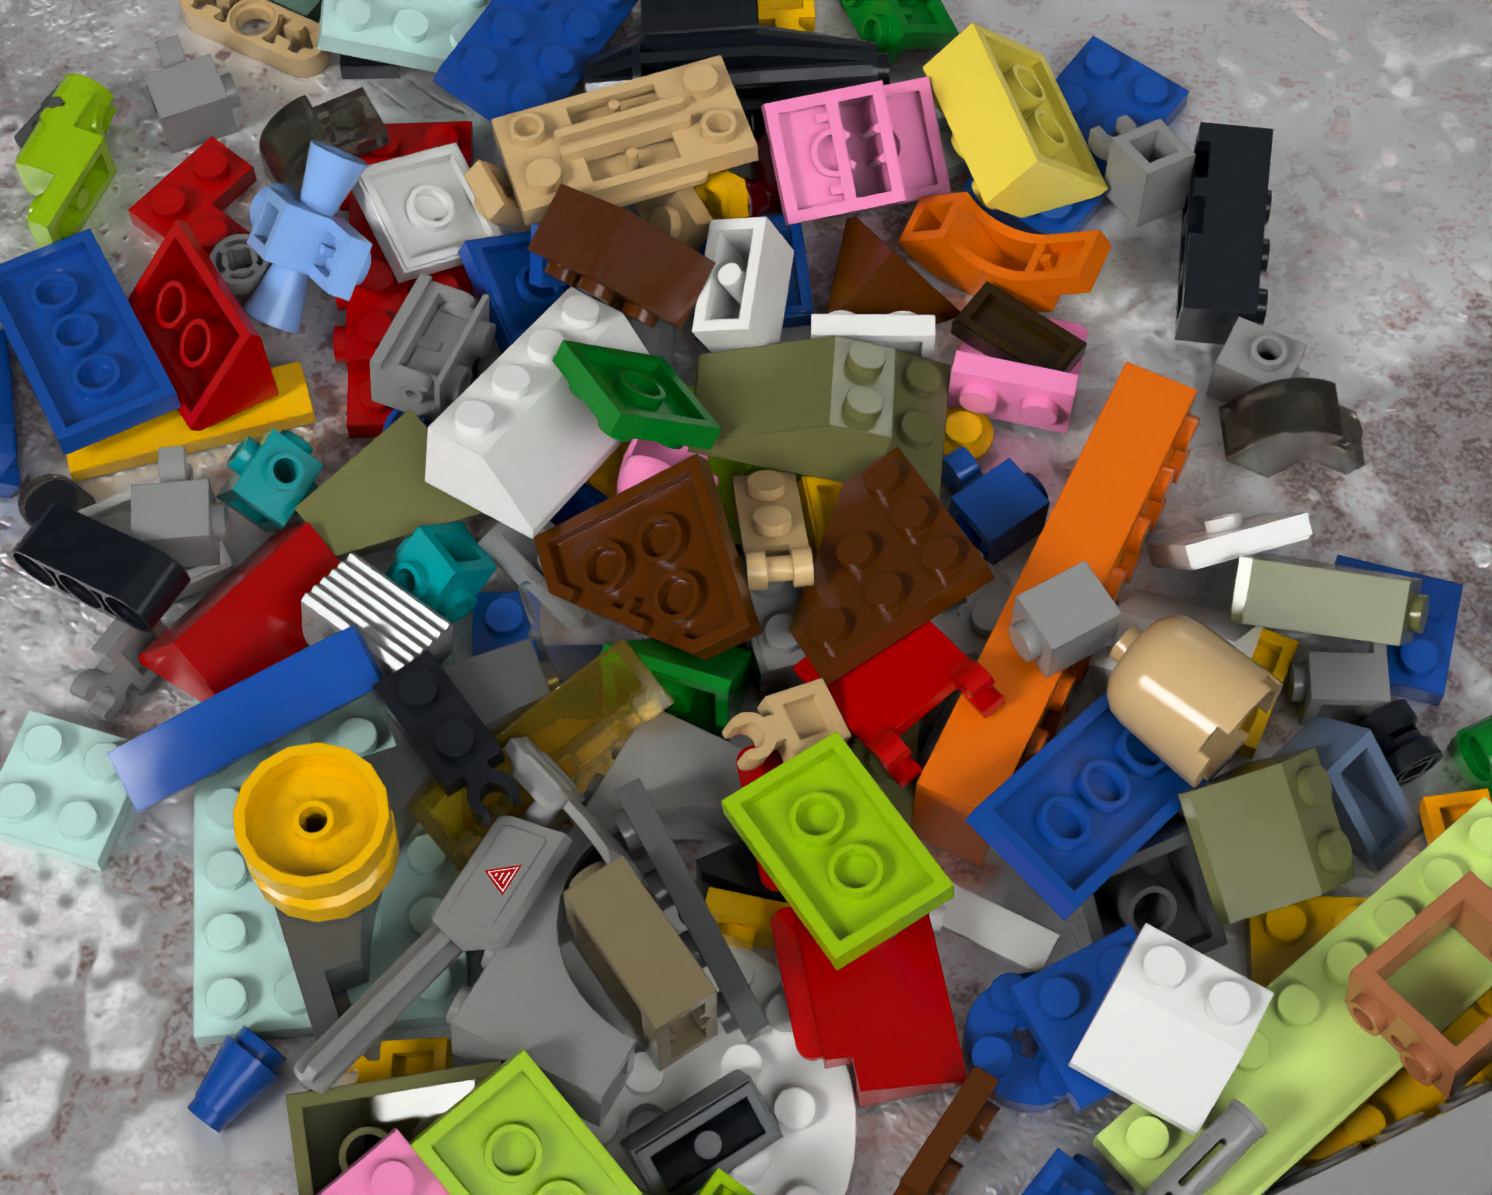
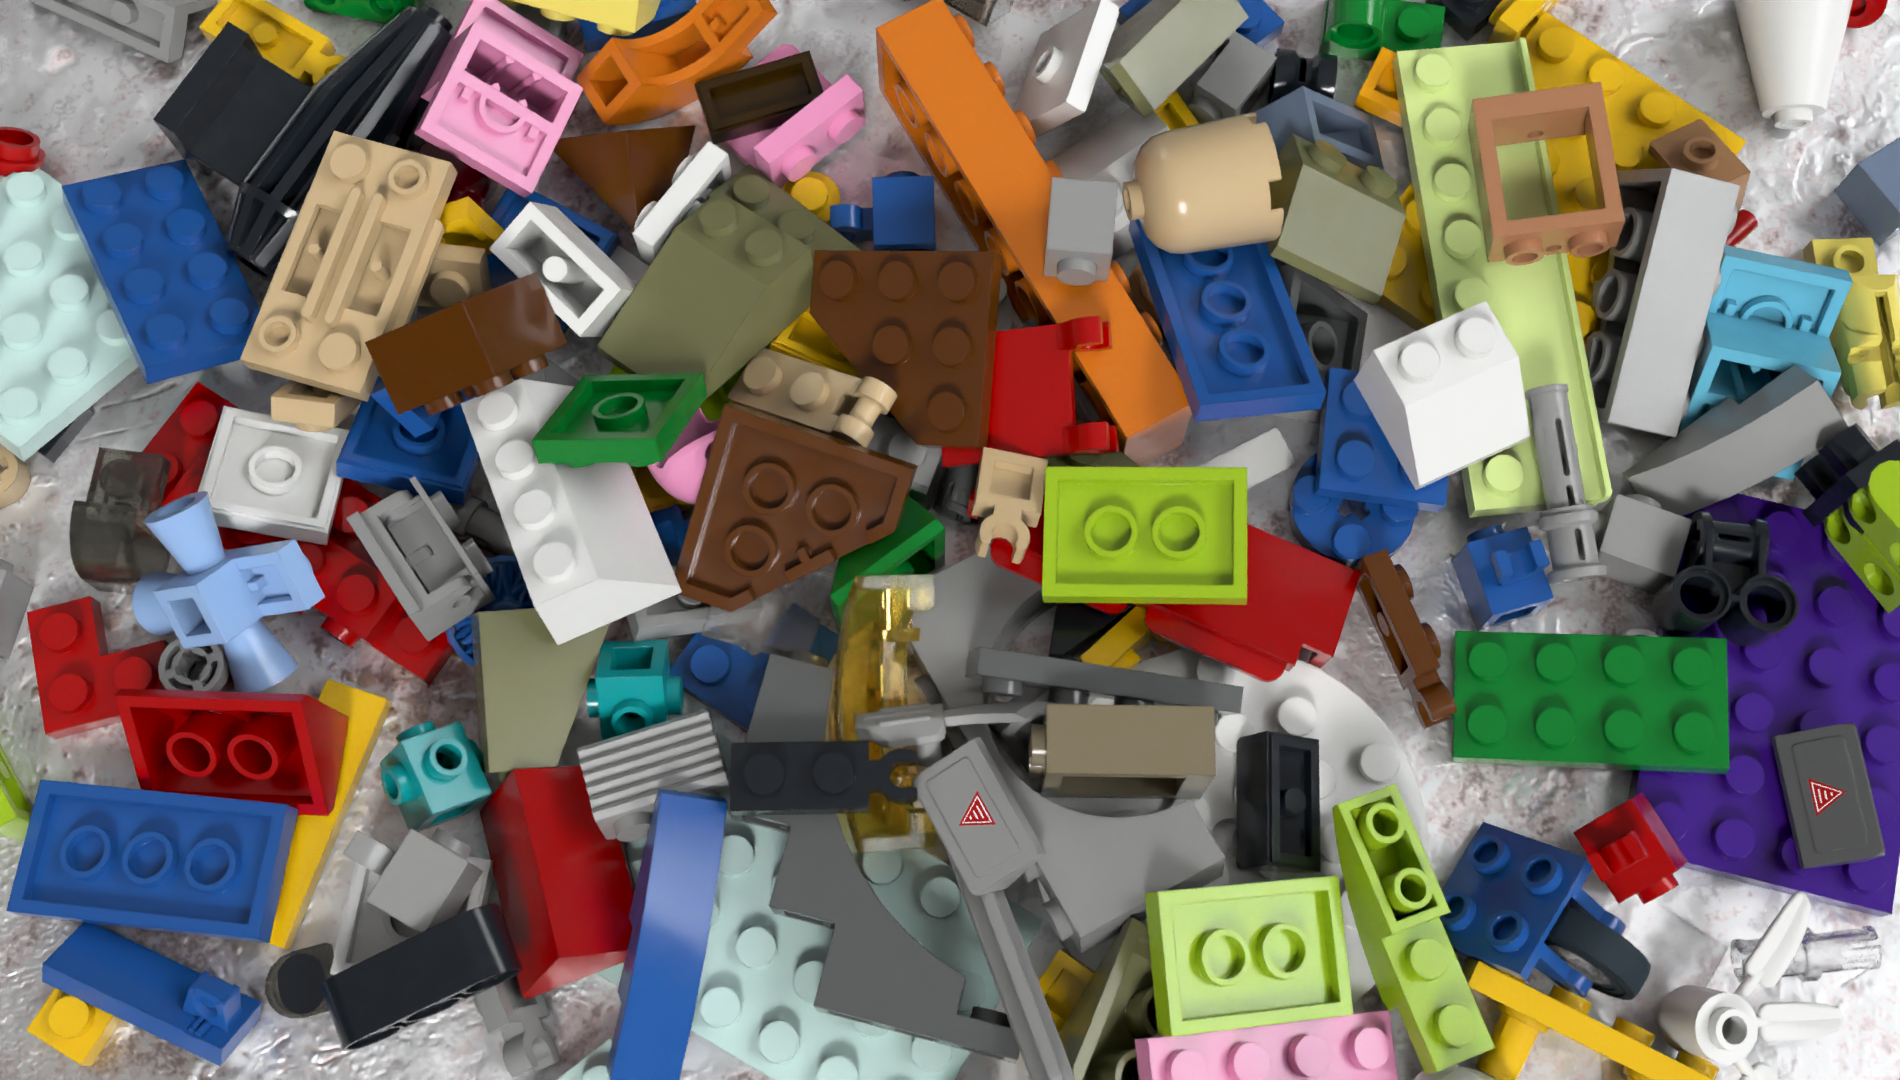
camera: 55 degrees left, 10 degrees up
(317, 831) = (823, 901): yellow wheel -> none

